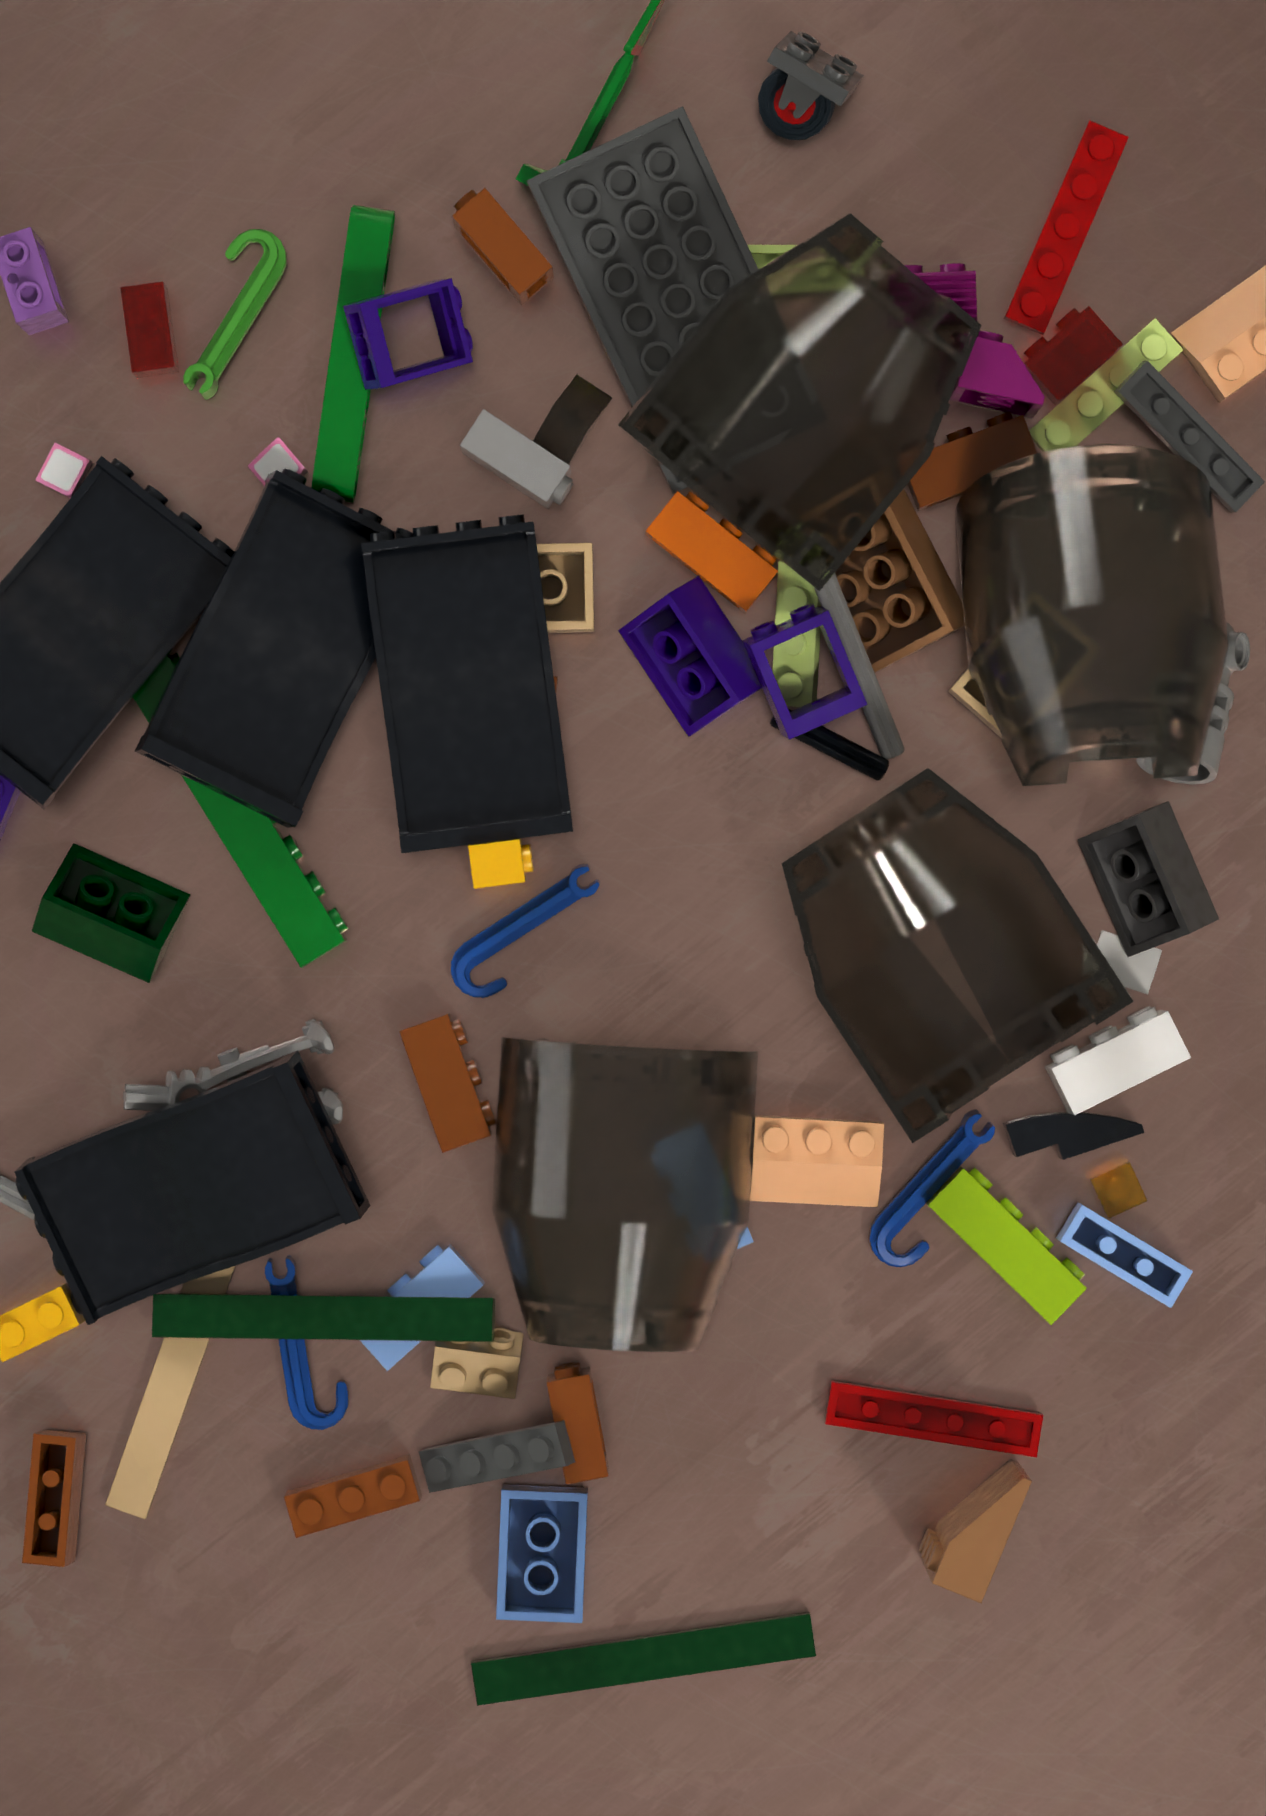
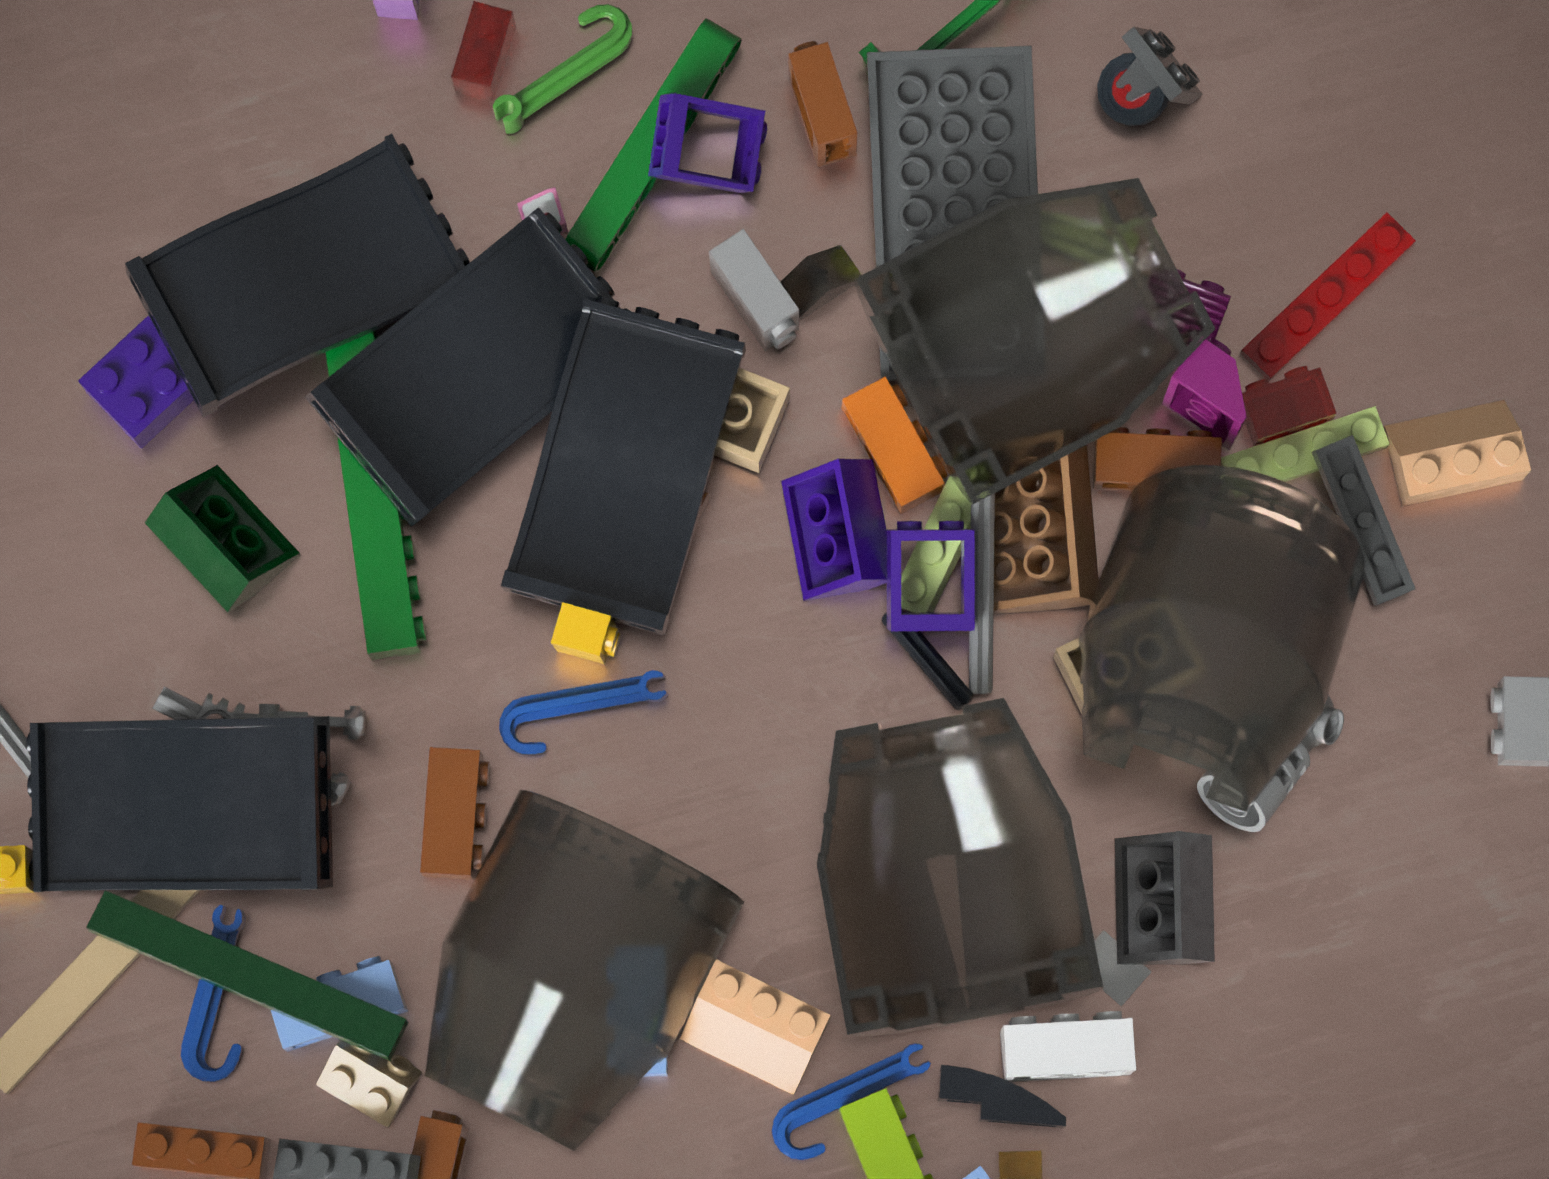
camera: 25 degrees right, 10 degrees down
(64, 470) = (354, 139): white slope -> none

